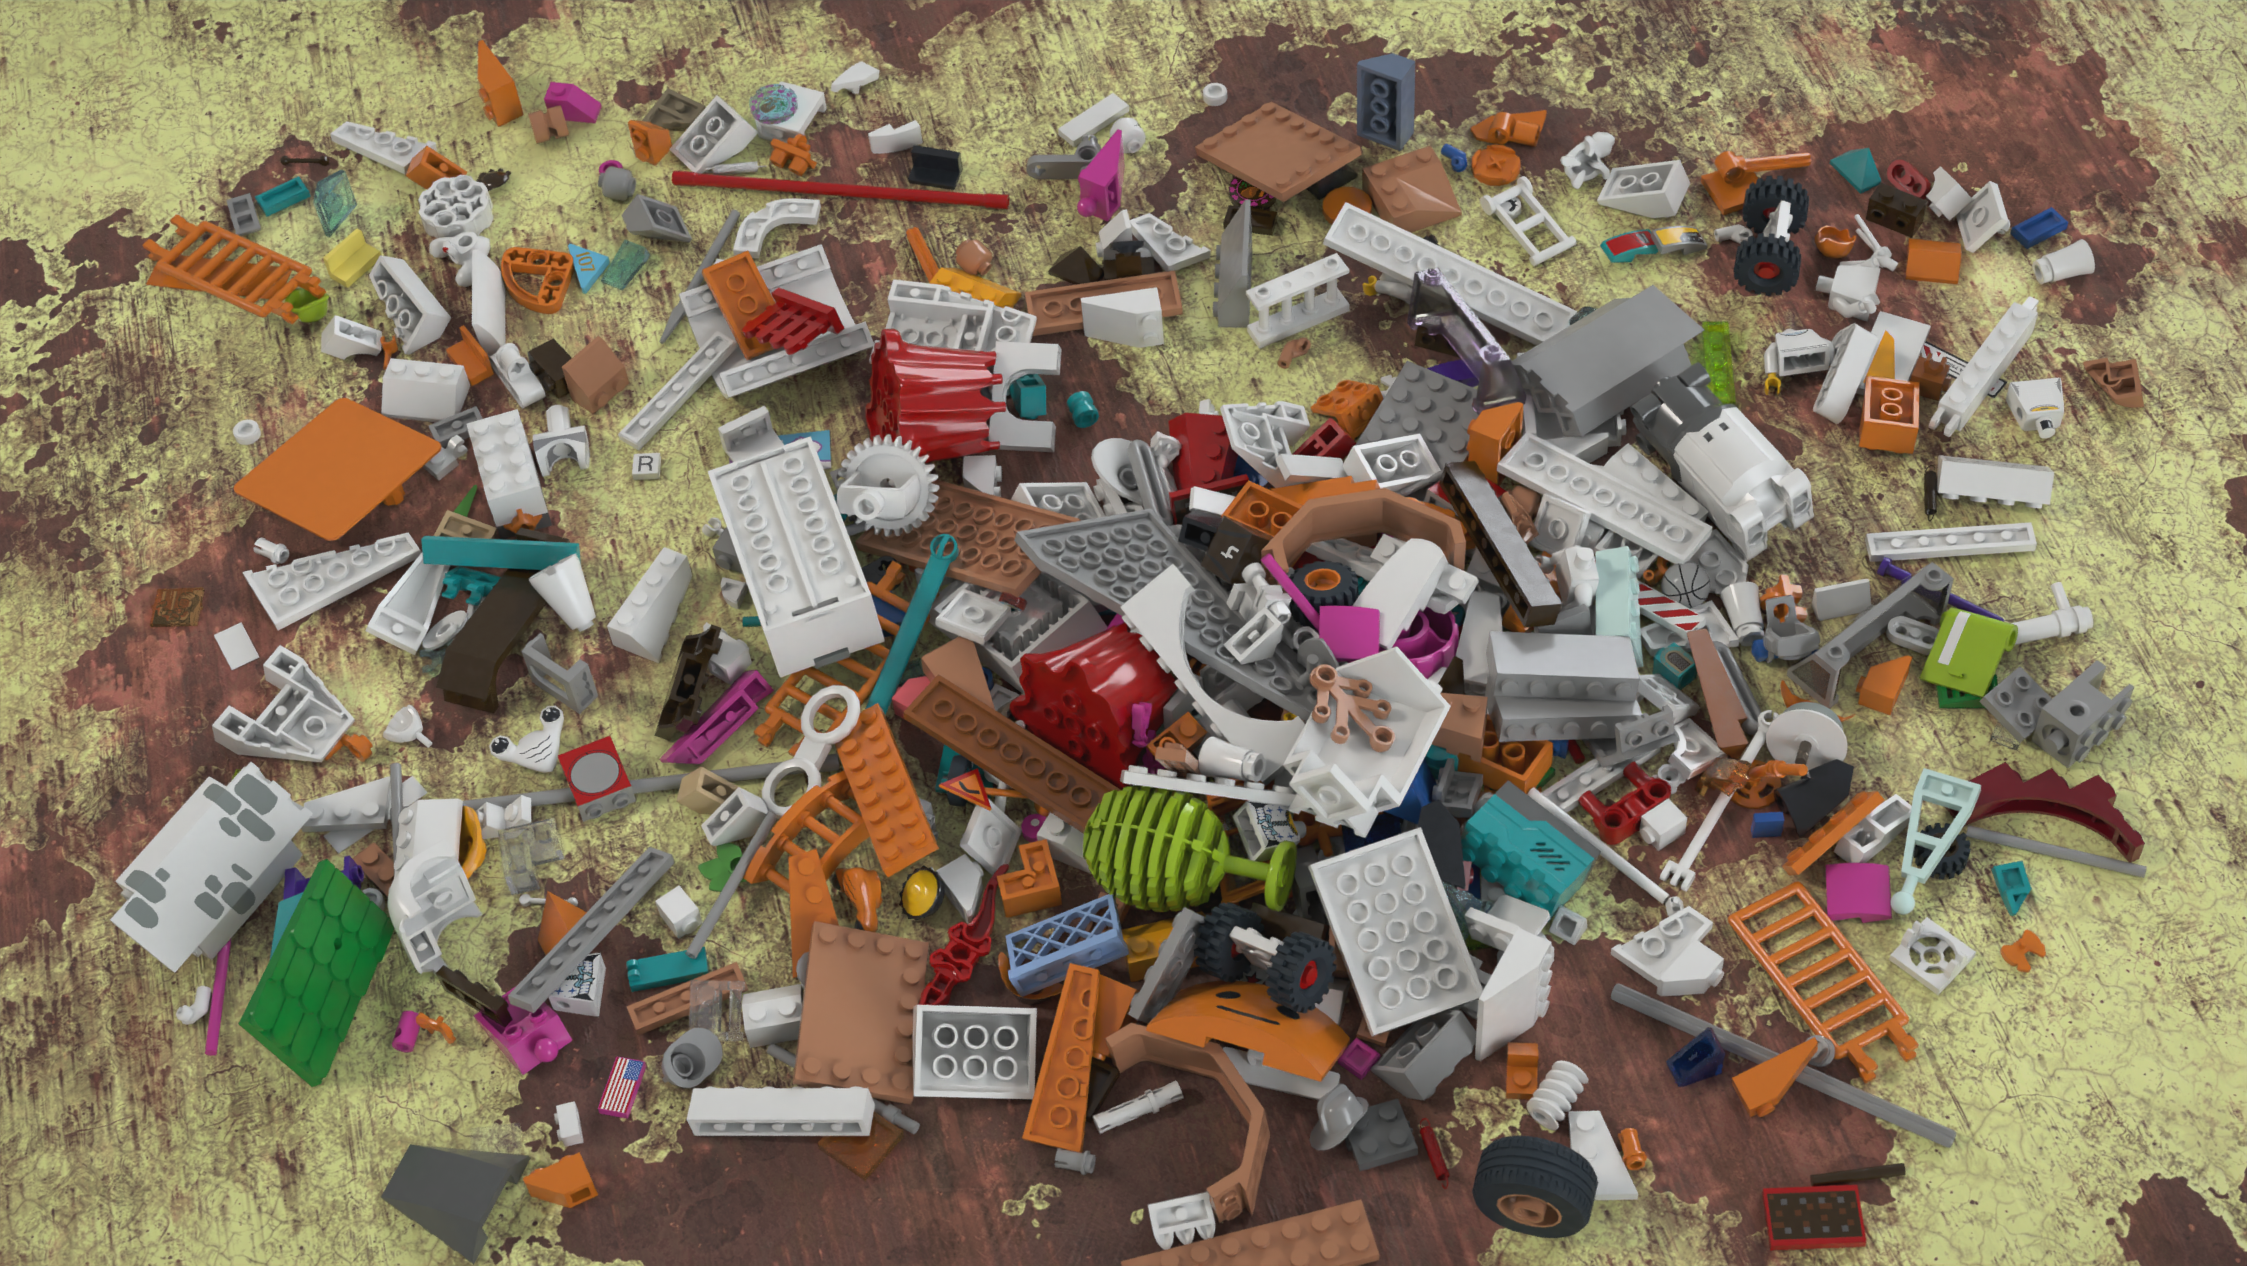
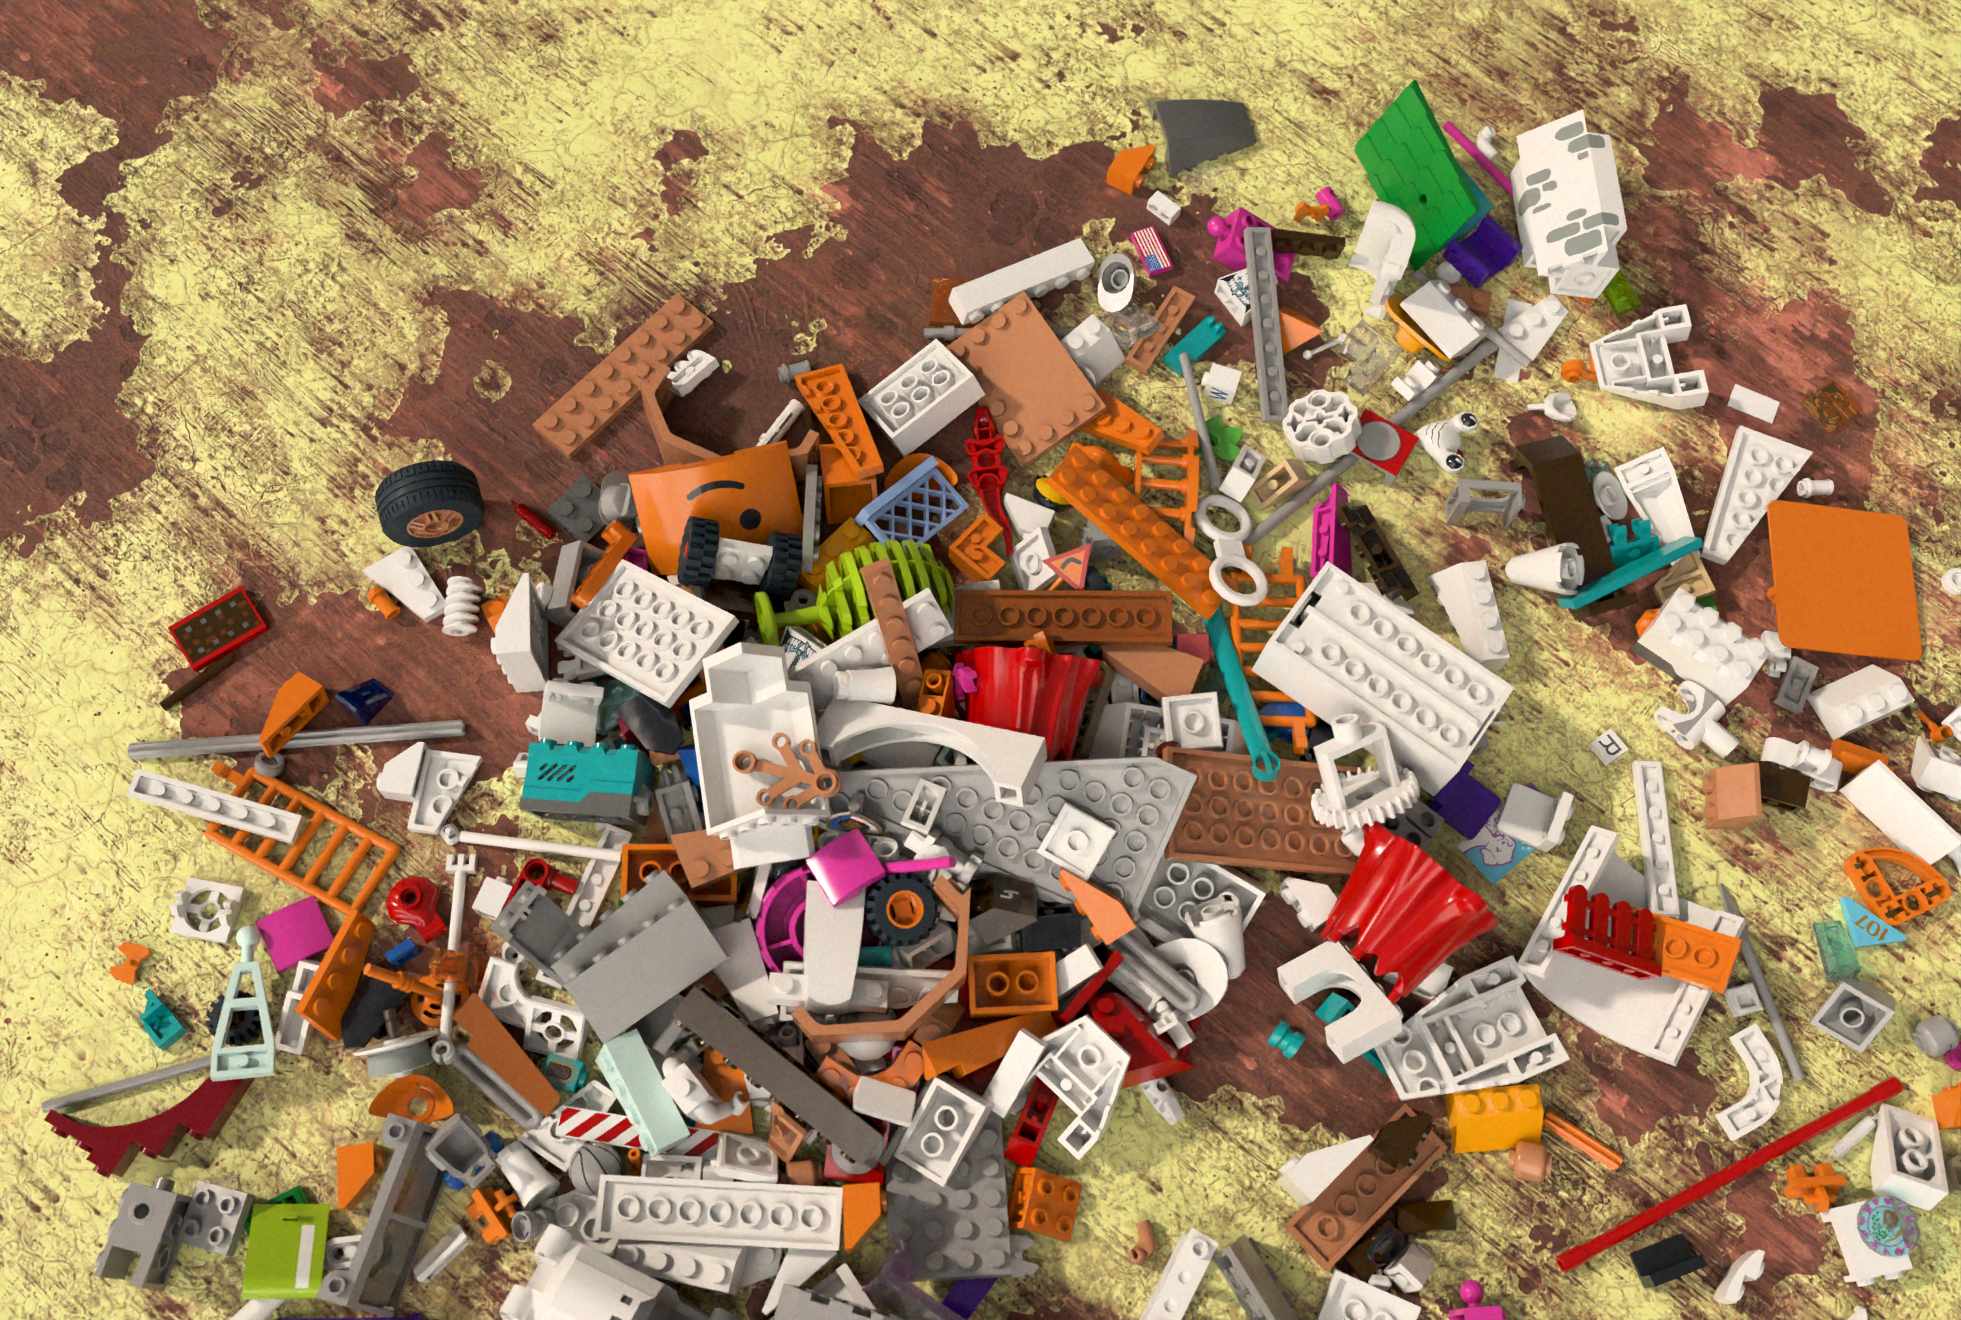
camera: 135 degrees right, 15 degrees up
(659, 801) = (1322, 426): none -> white connector
(1052, 729) = (1042, 640): none -> orange tile
(1055, 304) = (1398, 1140): none -> dark brown slope
(1074, 485) = (1221, 926): none -> white cone
(1144, 555) = (1076, 841): none -> white plate
(1161, 521) = (1105, 910): none -> orange slope
(1366, 1074) = (620, 541): none -> orange beam
(1429, 491) = (884, 1101): none -> white slope
(1470, 1067) = (545, 592): none -> white tile
(1736, 860) = (415, 904): none -> red animal
(1760, 573) = (531, 1224): none -> light grey wheel
(1887, 1021) = (215, 806): none -> white plate

